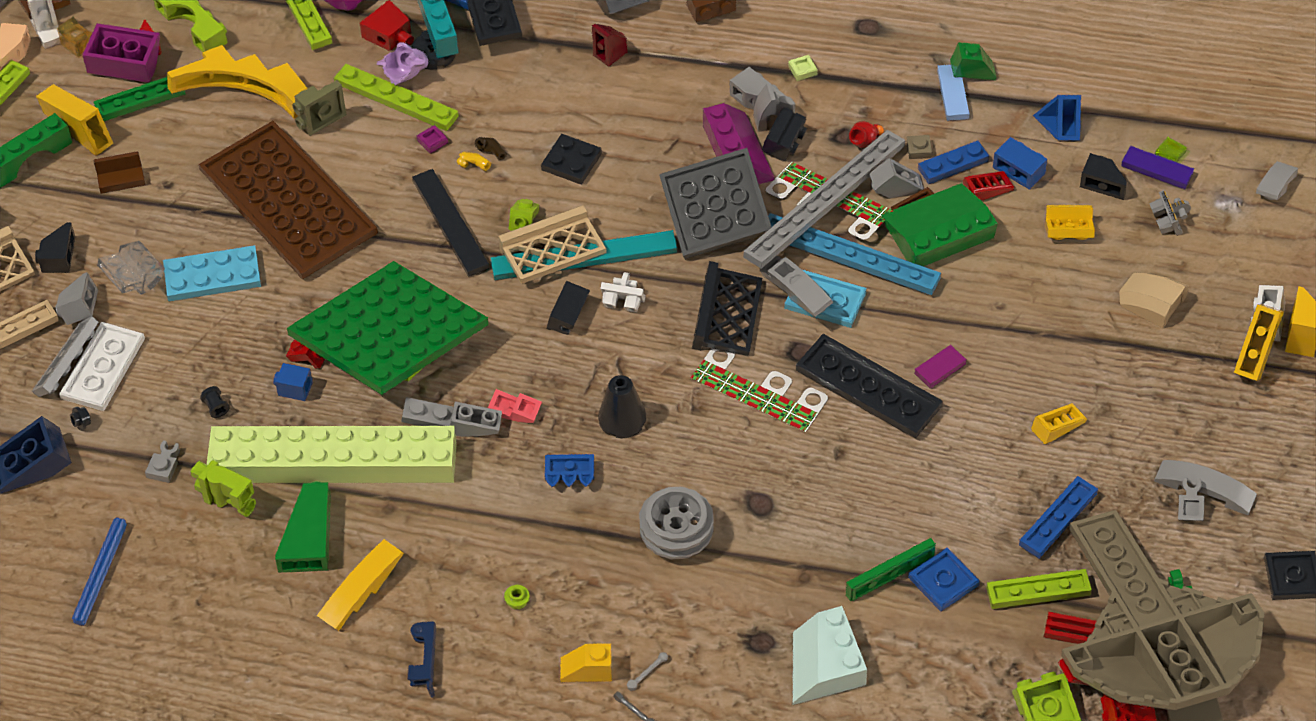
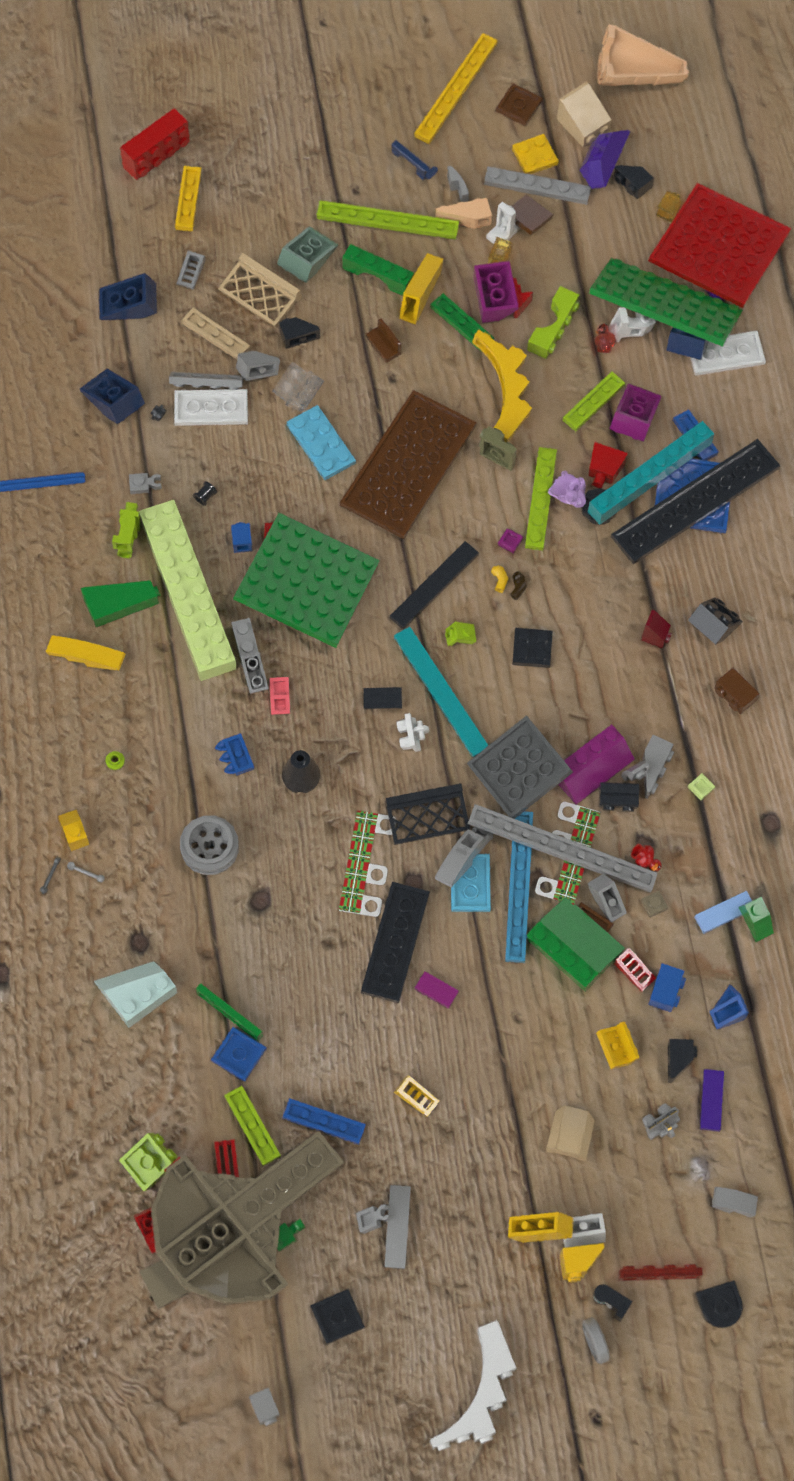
camera: 65 degrees right, 15 degrees up
(423, 674) = (62, 712): dark blue piece -> none
(544, 233) = (449, 656): tan fence -> none
(953, 162) = (649, 936): blue plate -> none
(1171, 150) = (735, 1106): clear neon green tile -> none

